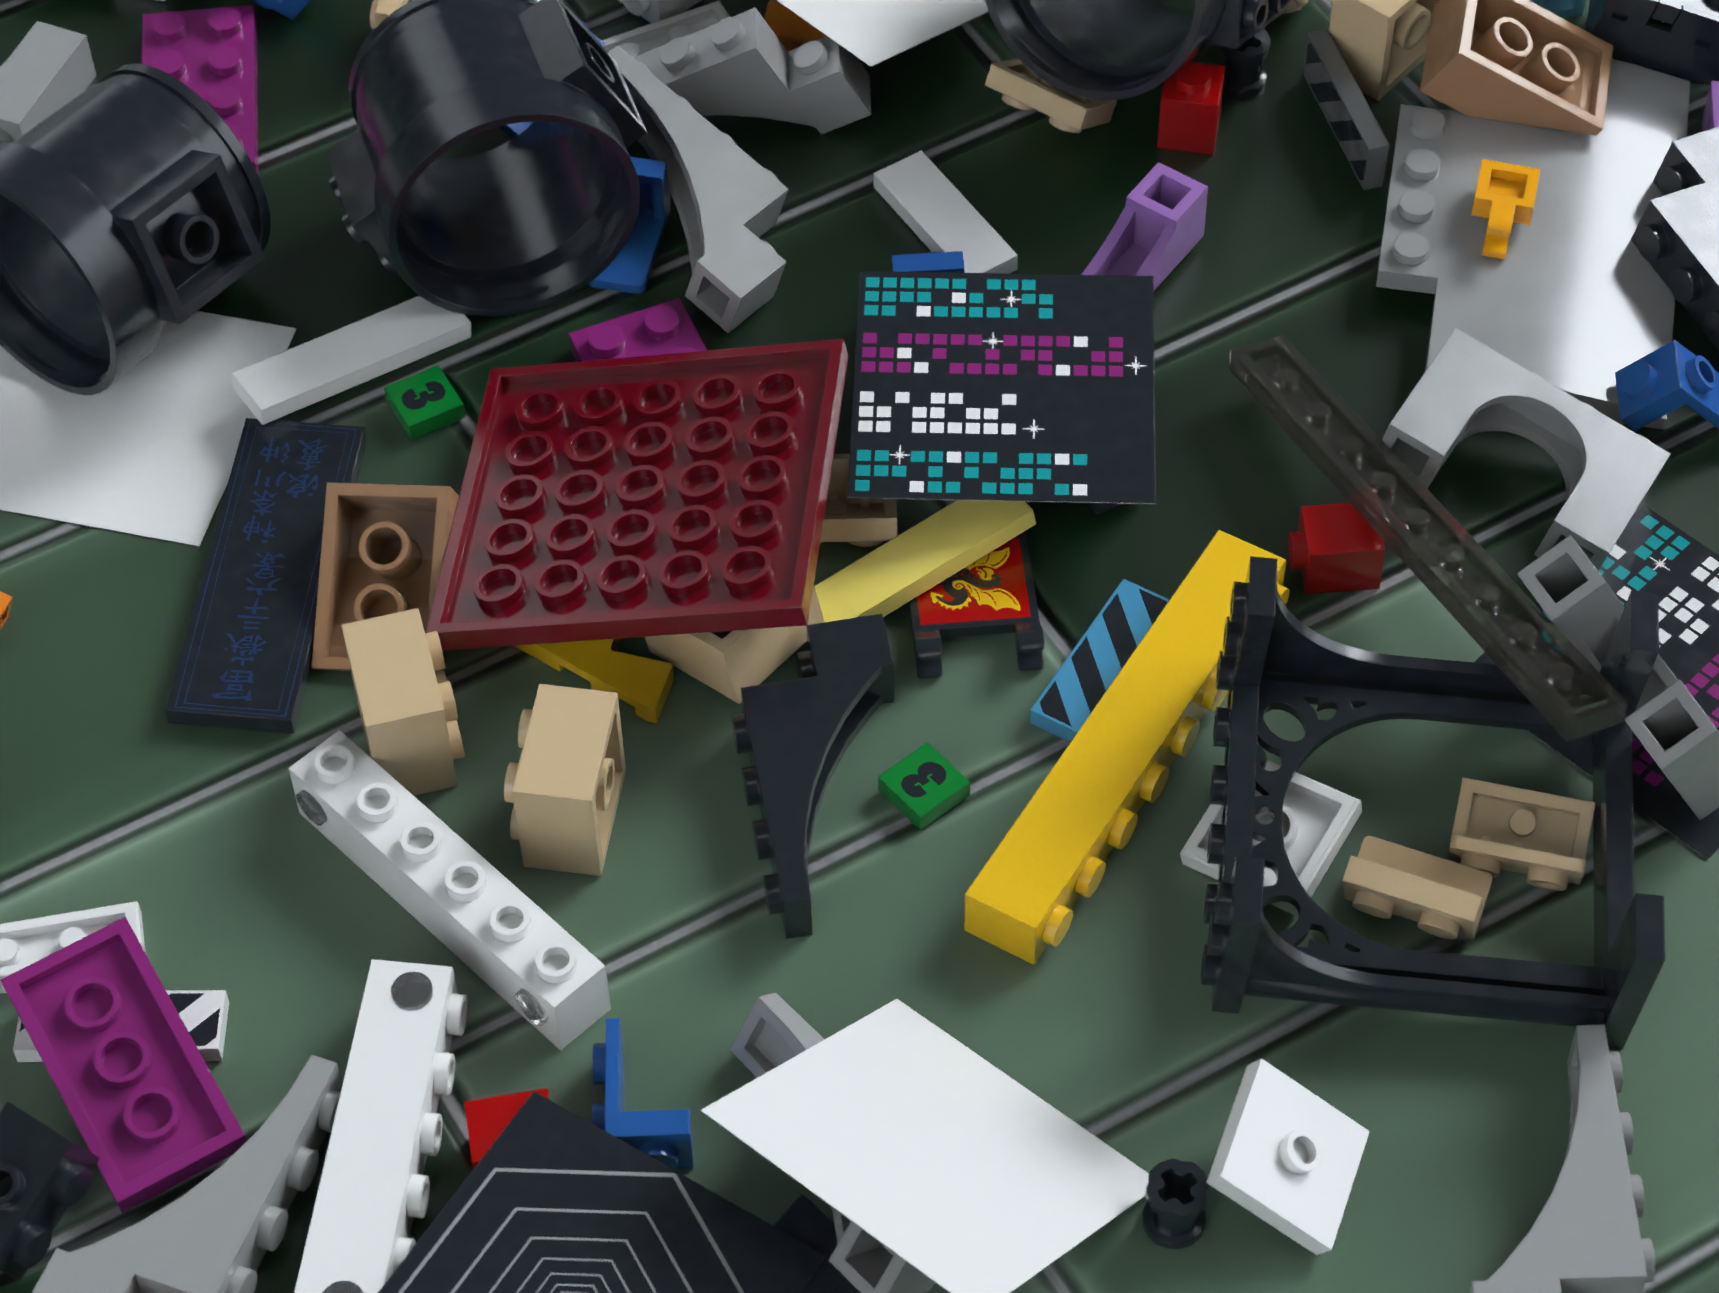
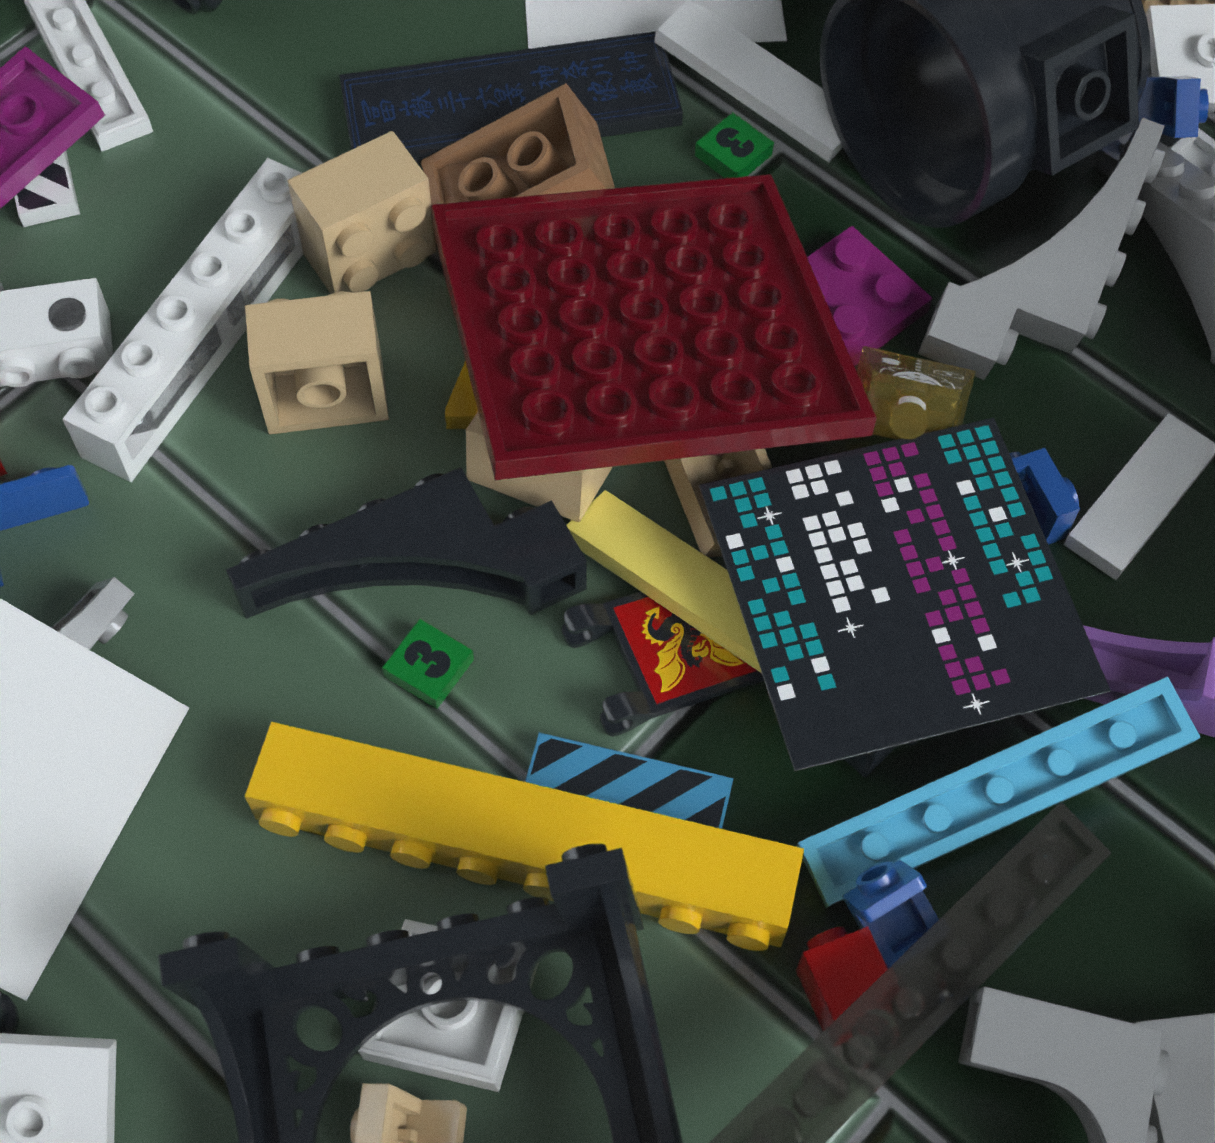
camera: 70 degrees right, 10 degrees up
(634, 263) = (998, 238): blue bracket -> none
(805, 313) = (913, 393): none -> clear yellow torso
(1204, 390) = (1001, 788): none -> medium azure plate
(1281, 489) = (893, 907): none -> blue bracket

